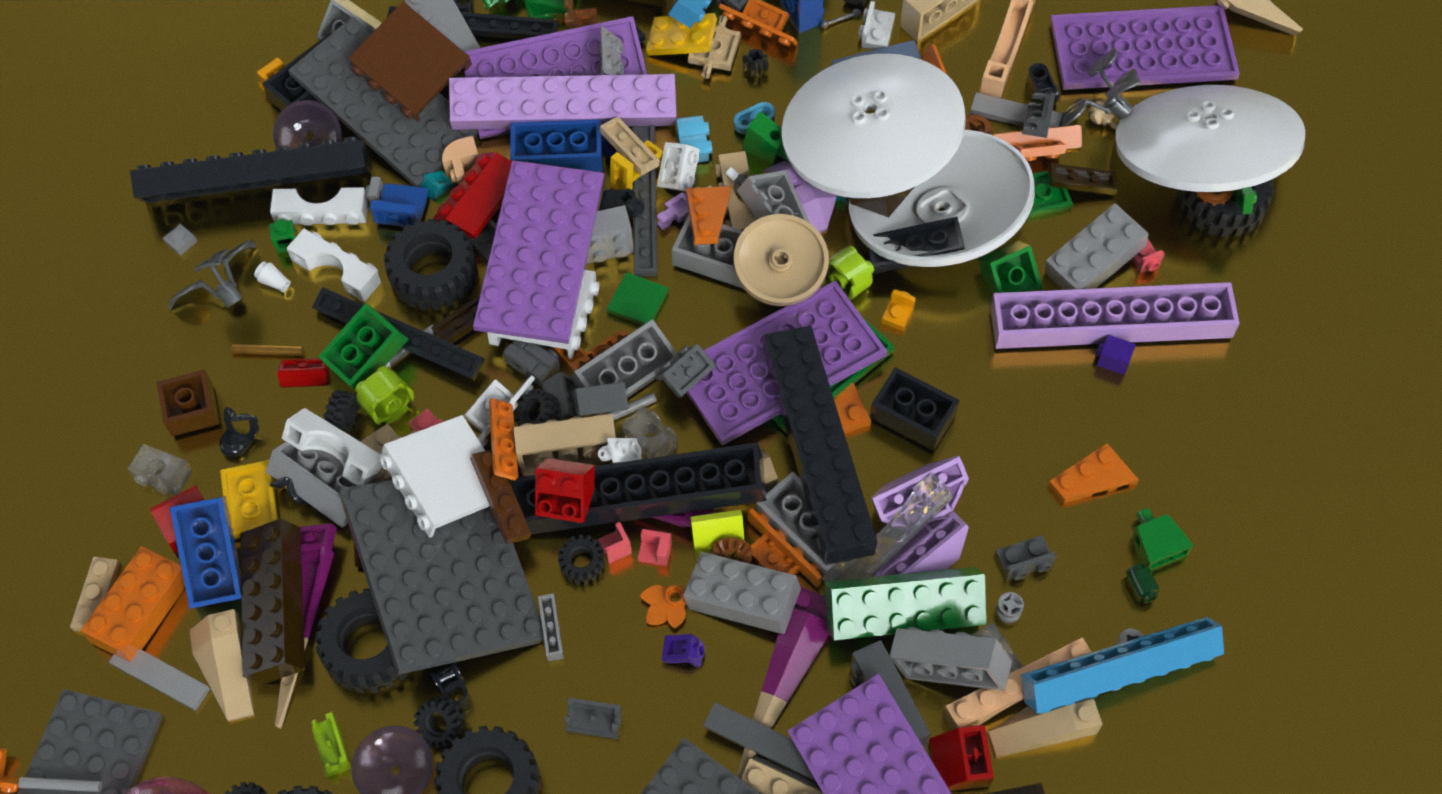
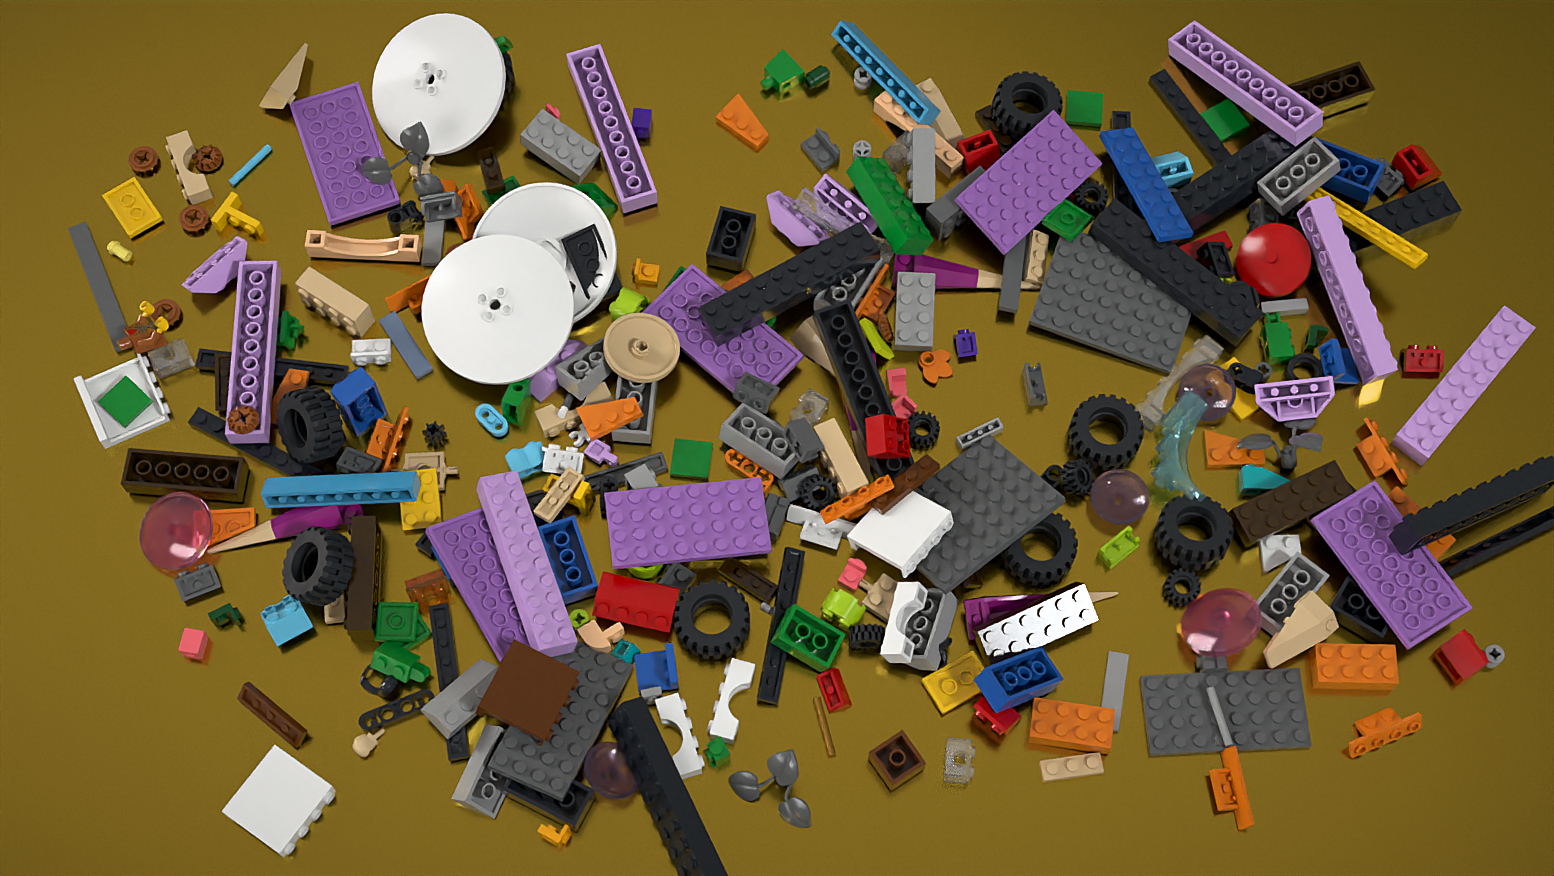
camera: 110 degrees left, 5 degrees up
(180, 239) = (743, 845): light grey plate -> none
(218, 652) = (1086, 648): tan wedge -> none
(233, 442) = (913, 715): black piece -> none
(269, 275) = (757, 749): white cone -> none
(487, 140) = (578, 614): none -> lime wheel
(610, 51) = (470, 535): light grey hinge -> none
(620, 450) = (841, 415): white hinge -> none

